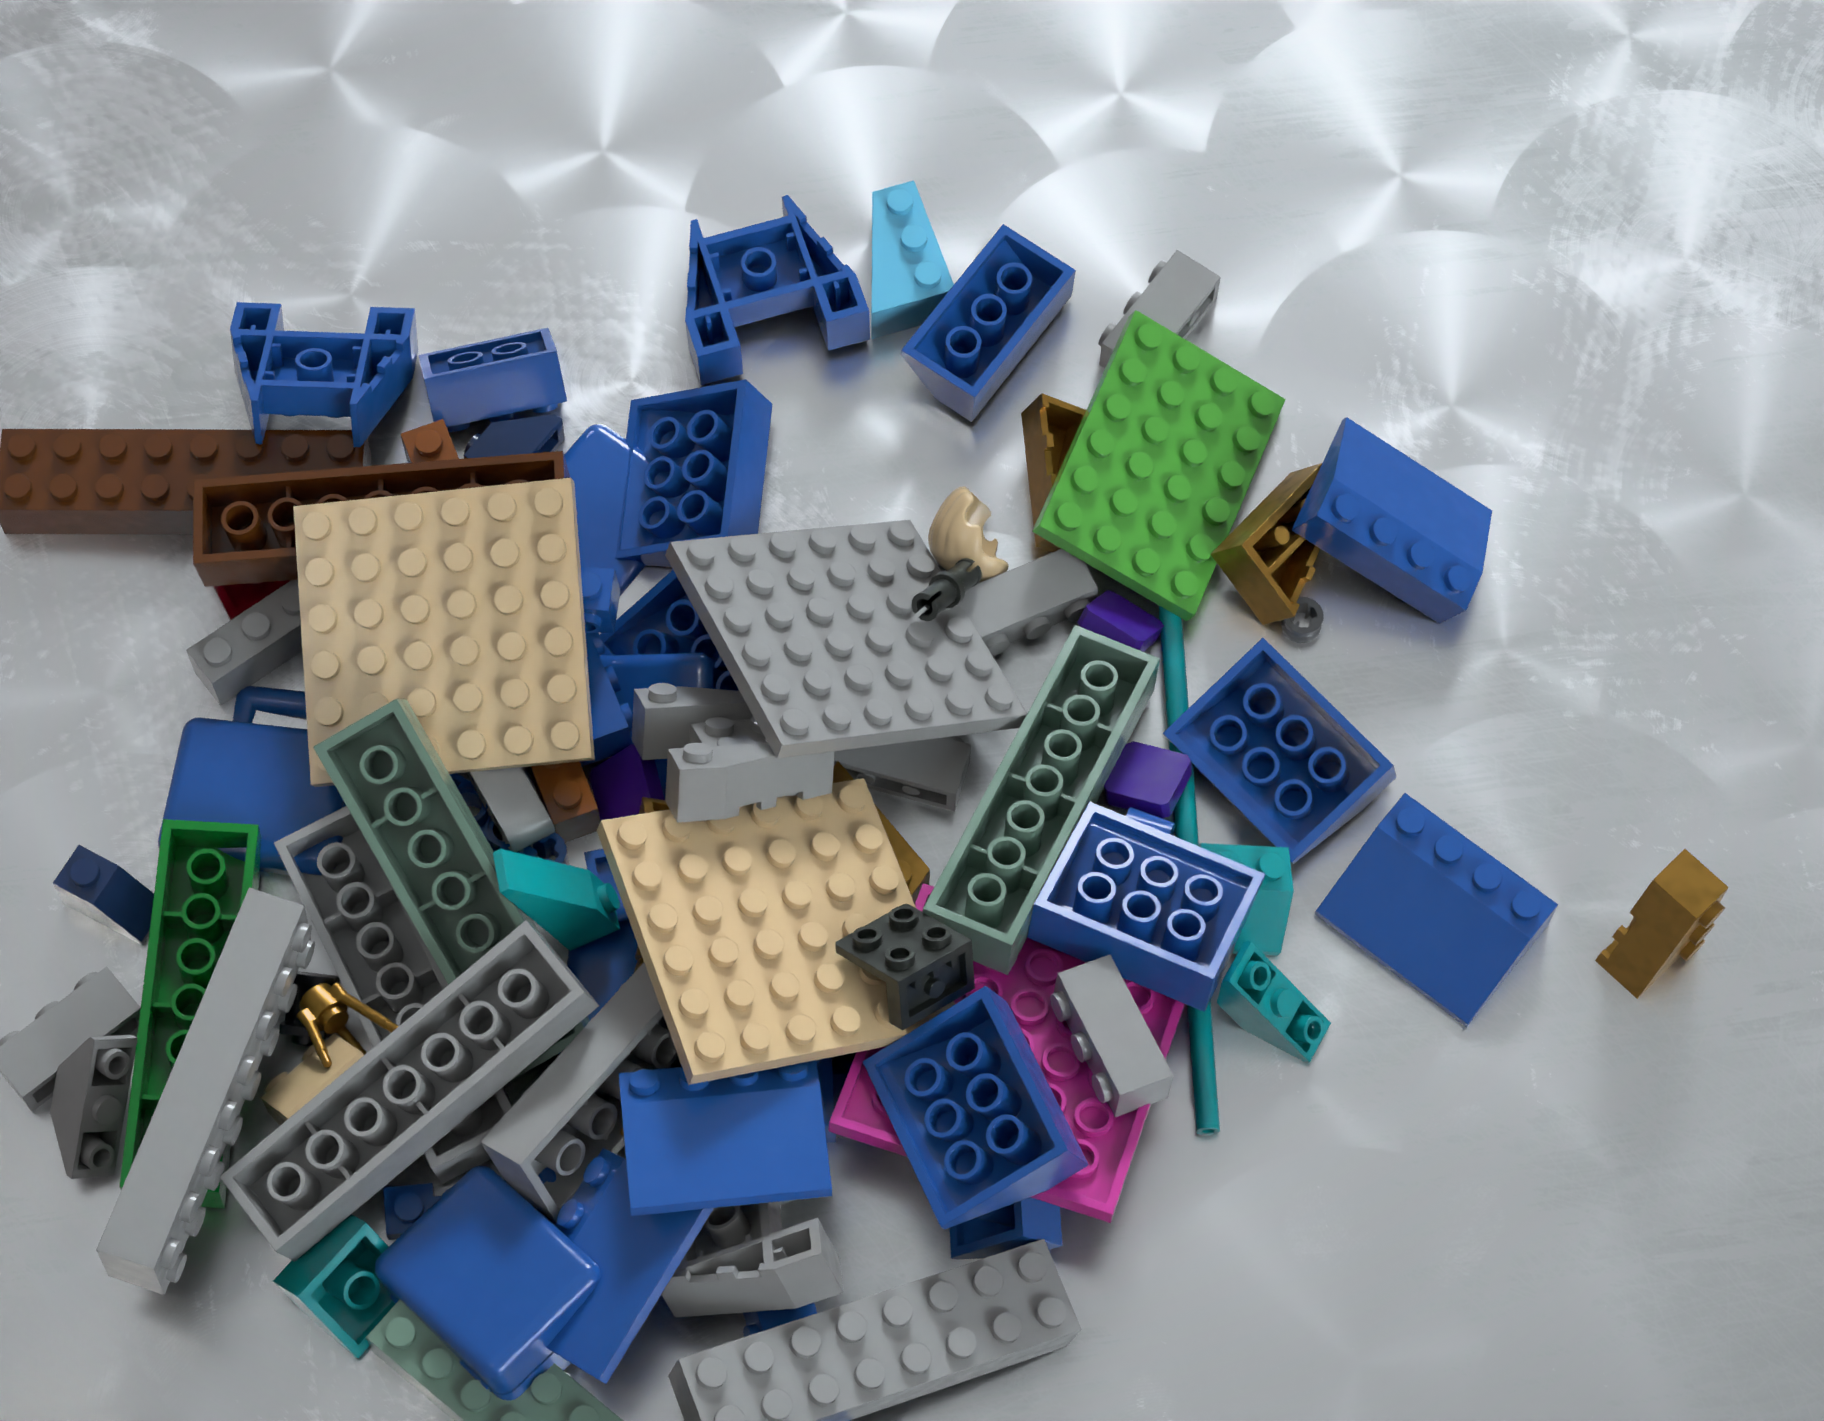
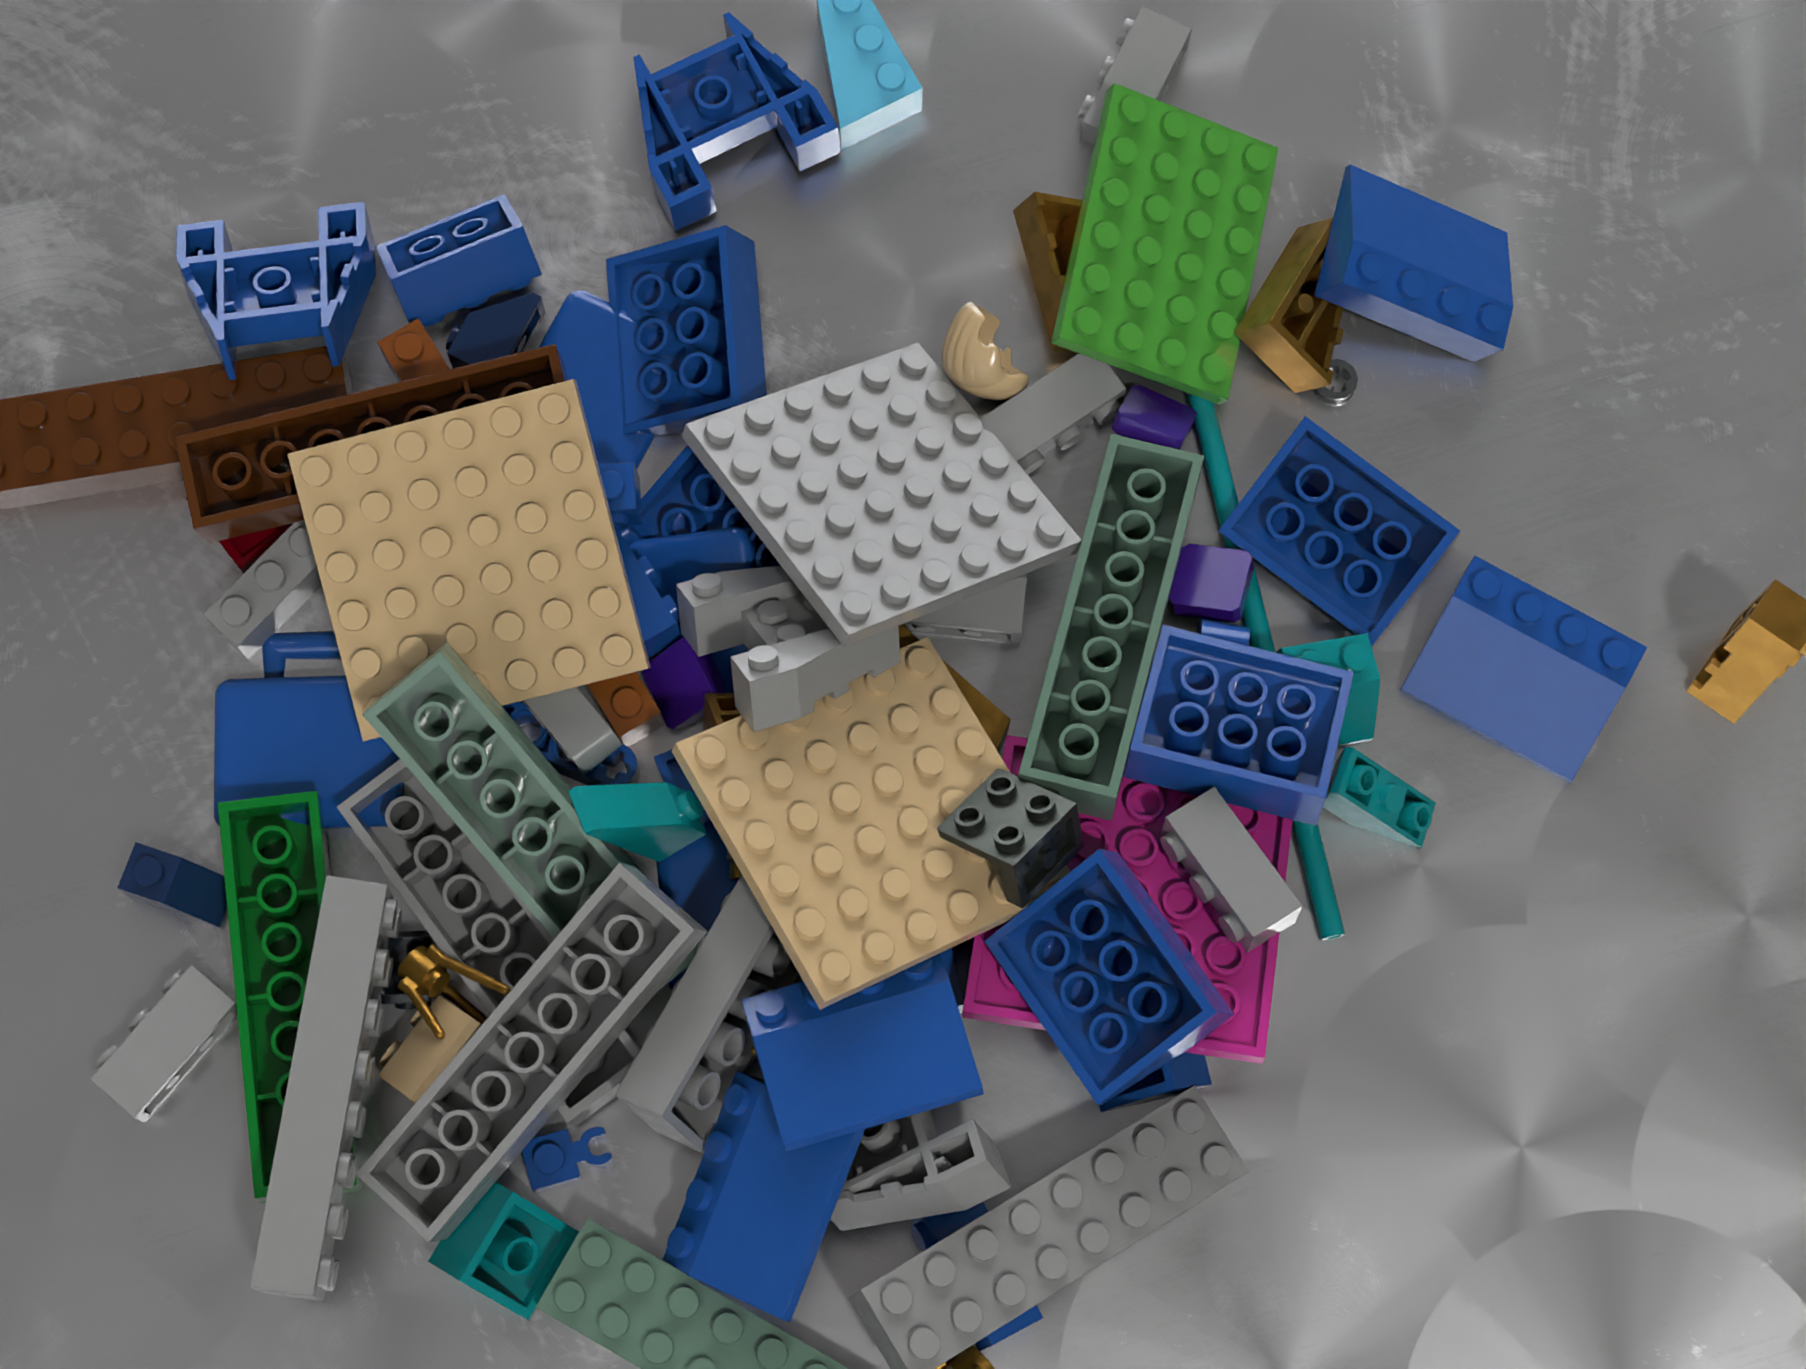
camera: 10 degrees left, 10 degrees up
(92, 1104) = (206, 1114): light grey slope -> none
(490, 1279) = (649, 1225): blue piece -> none
(946, 589) = (975, 420): pearl dark grey pin -> none
(988, 321) = (961, 115): blue slope -> none

